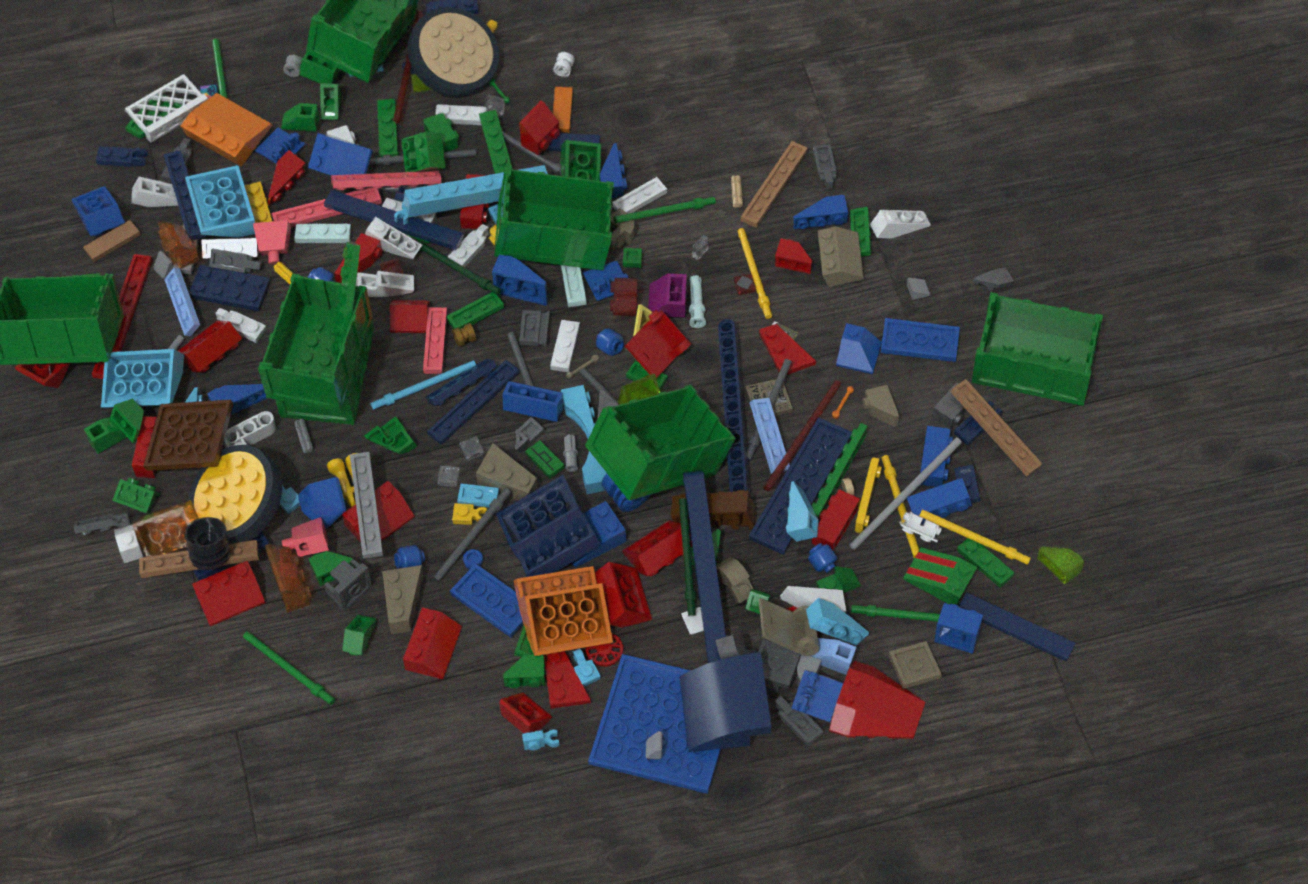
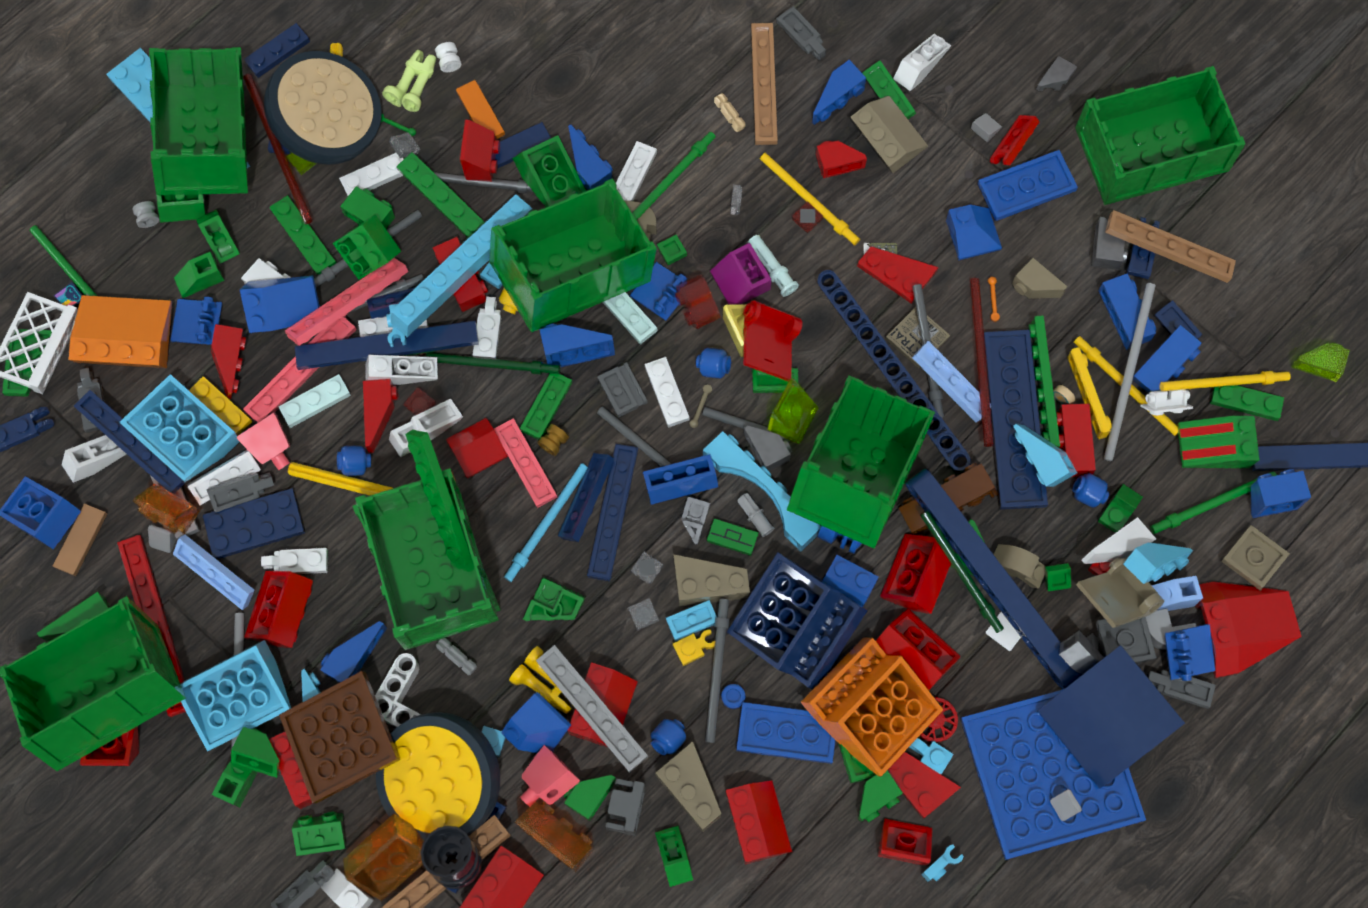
camera: 30 degrees left, 15 degrees up
(540, 61) = (414, 67): none -> yellowish green piece
(929, 307) = (1014, 139): none -> red hinge

